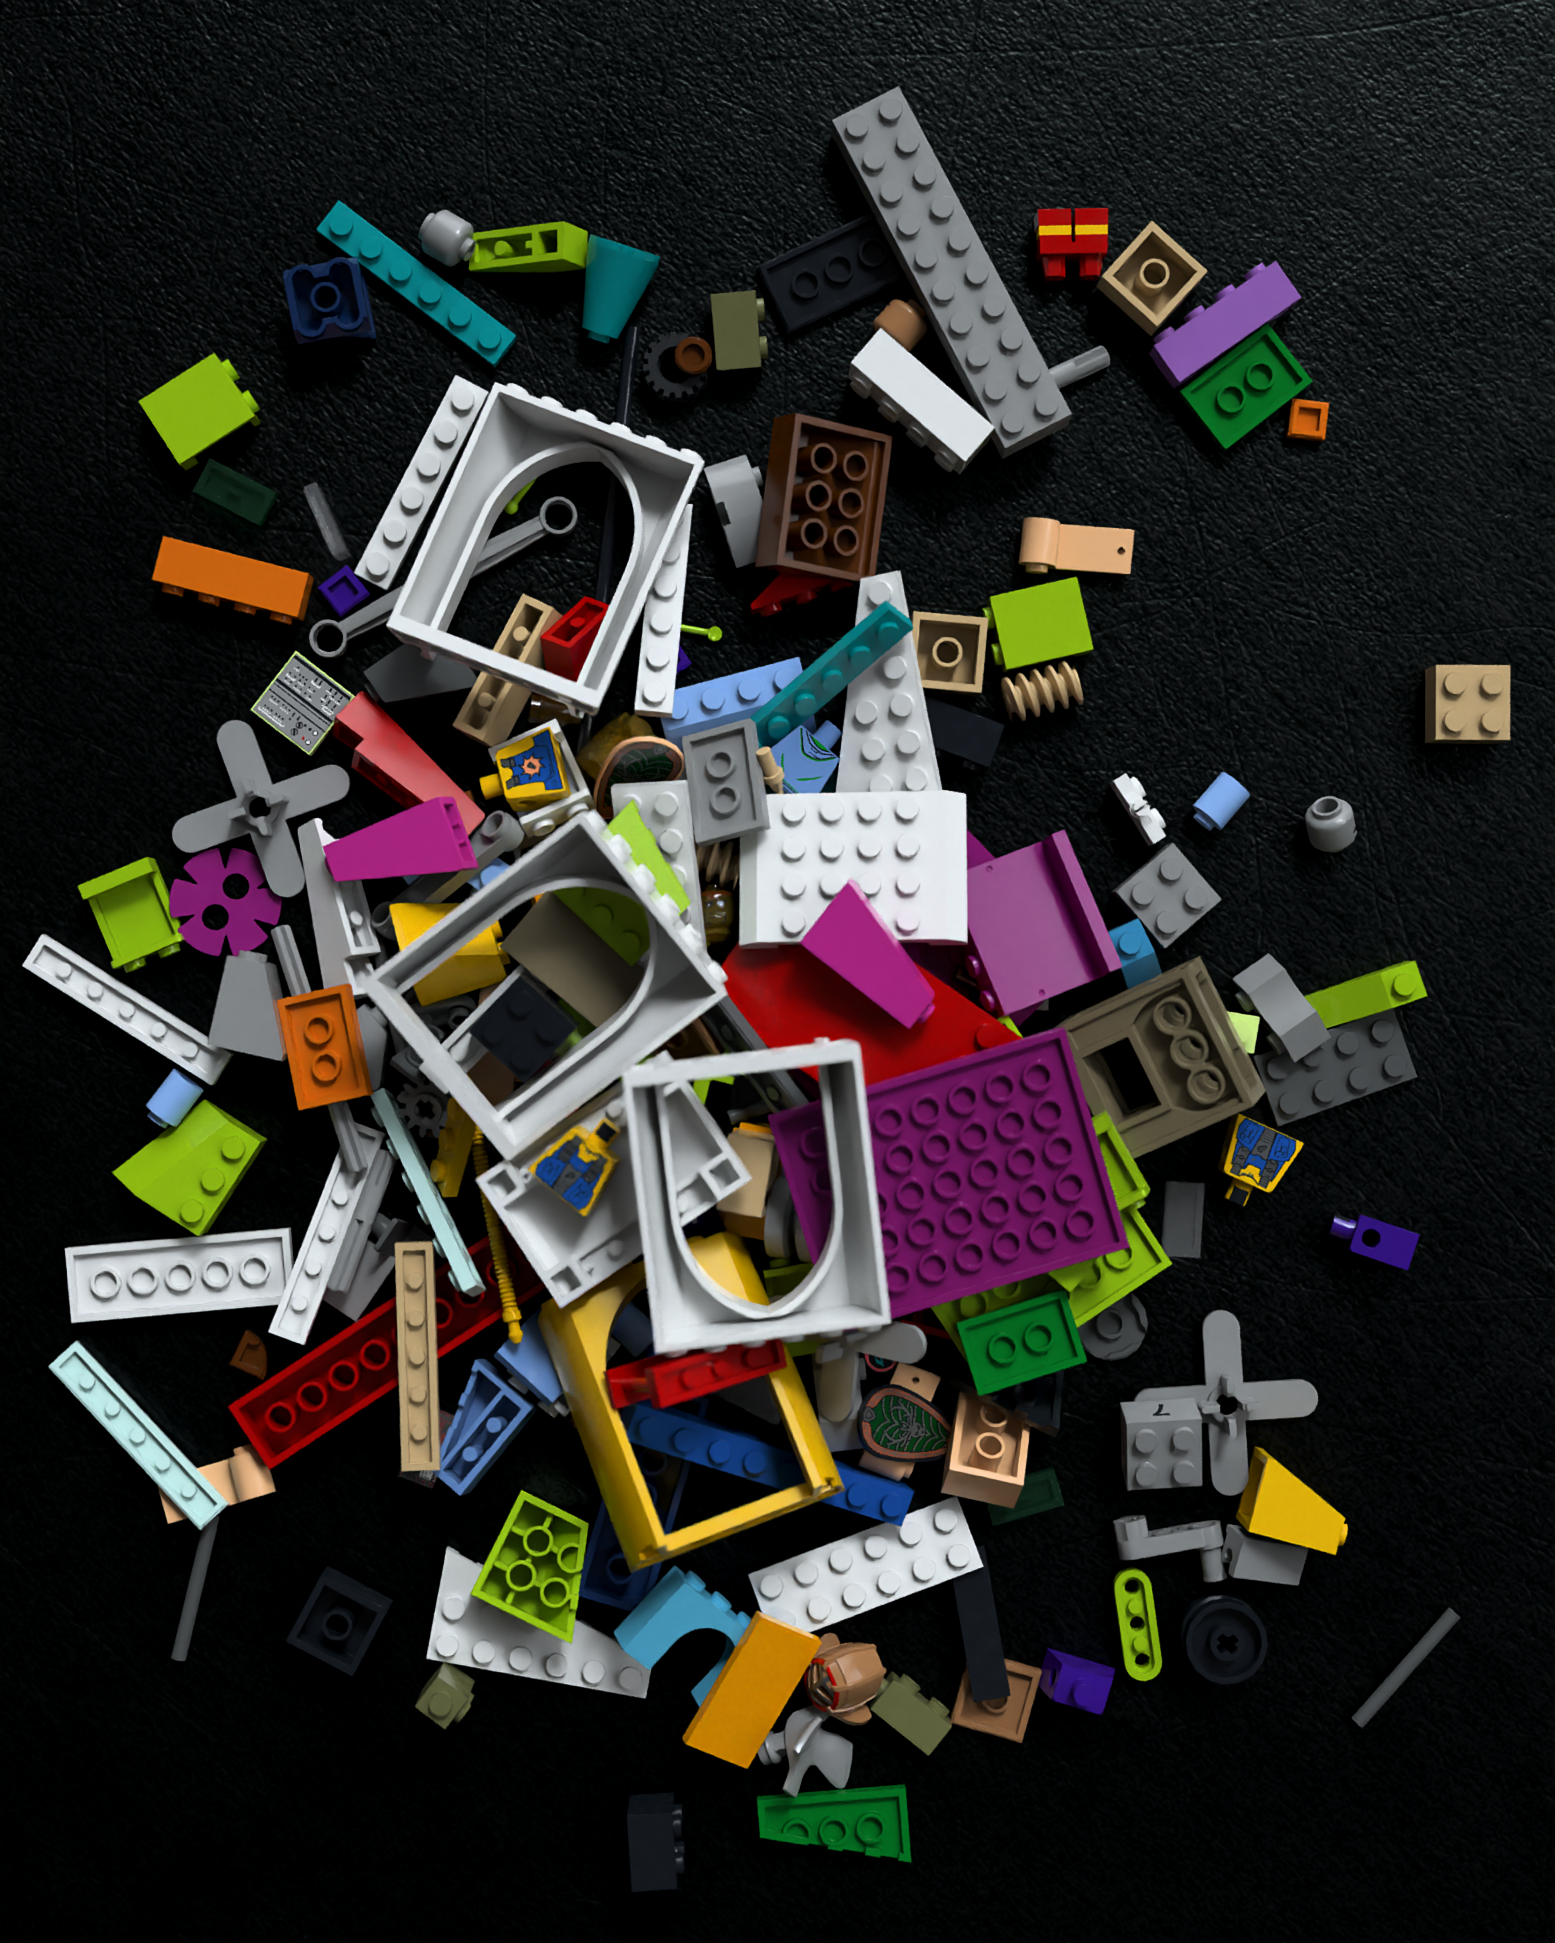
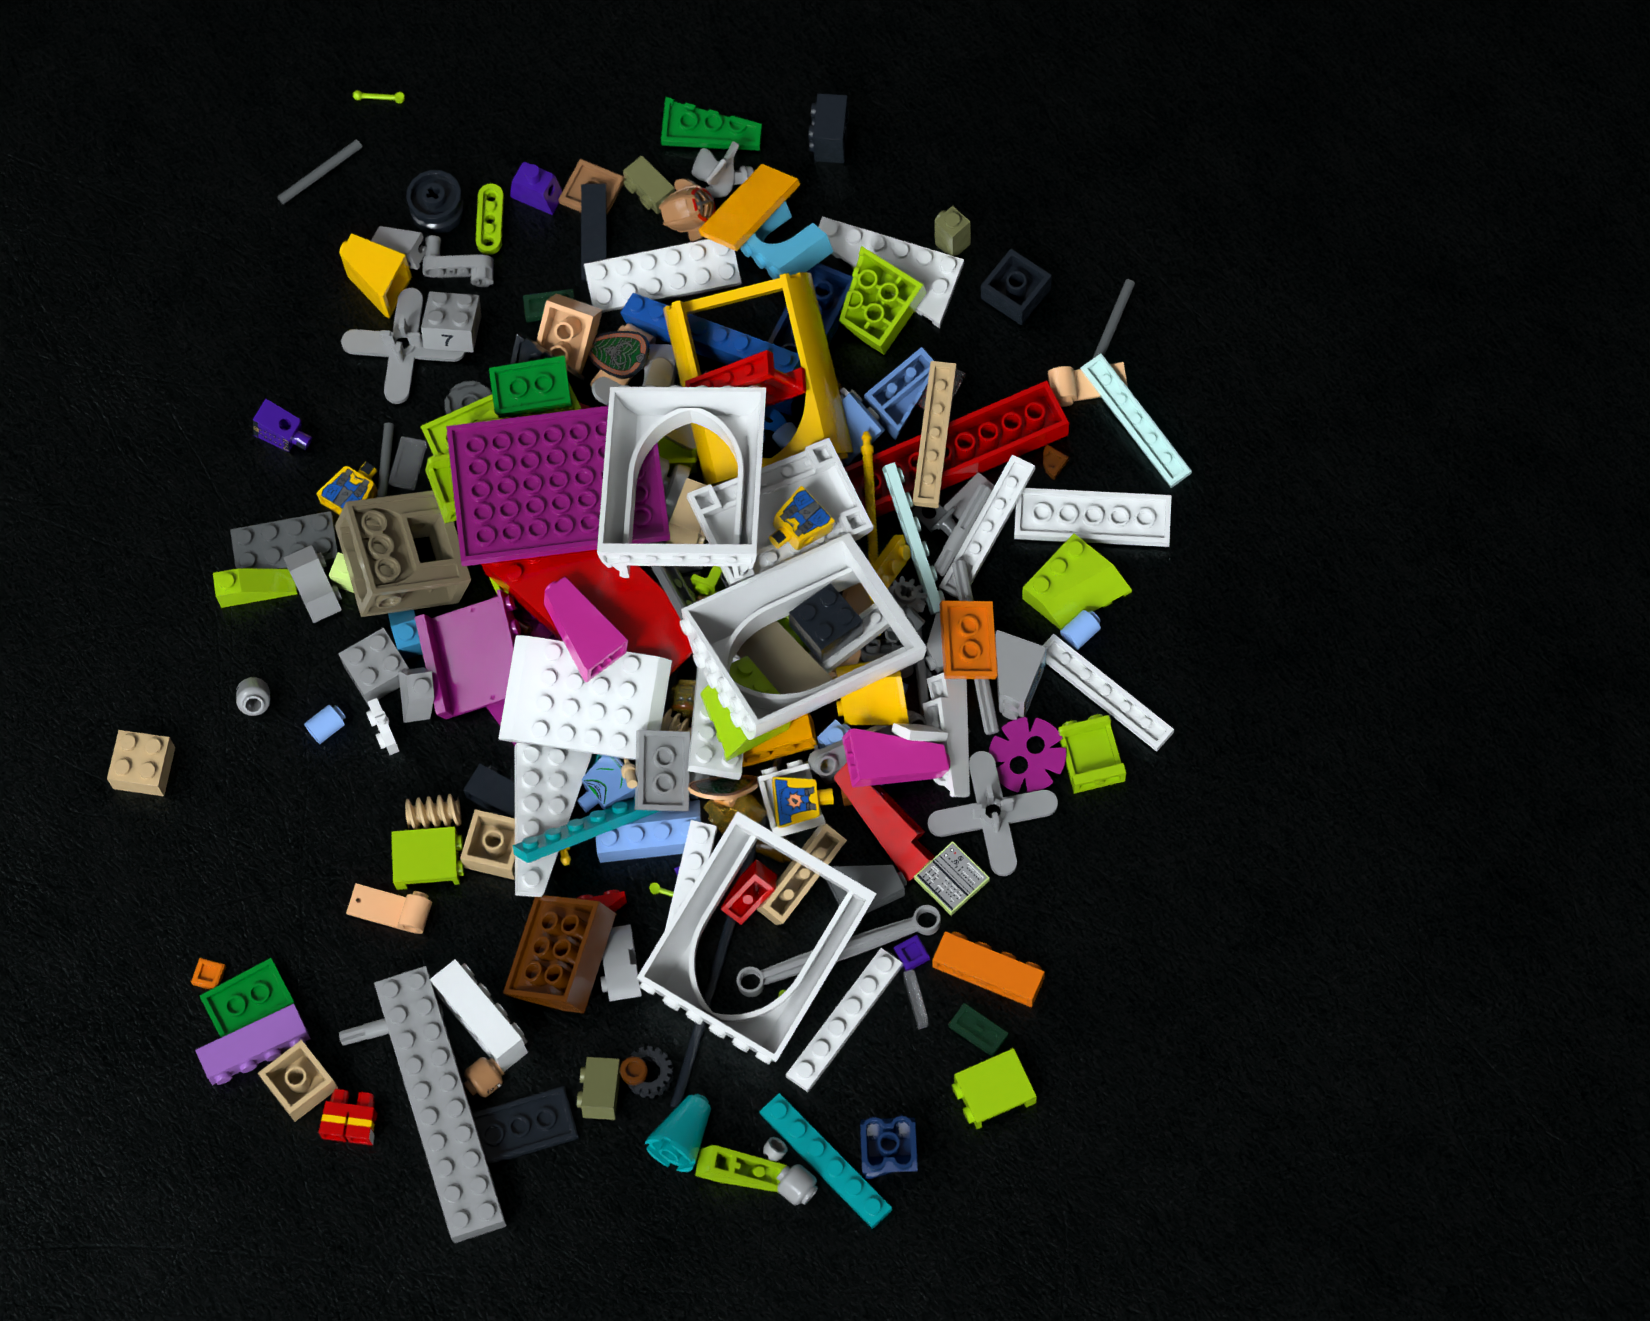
camera: 170 degrees left, 20 degrees down
(371, 894) = (919, 732): none -> white tile
(478, 284) = (774, 1149): none -> light grey hinge
(1099, 860) = (416, 694): none -> light grey slope
(1214, 1203) = (385, 460): none -> dark grey bar
(1312, 1808) = (398, 97): none -> lime hinge

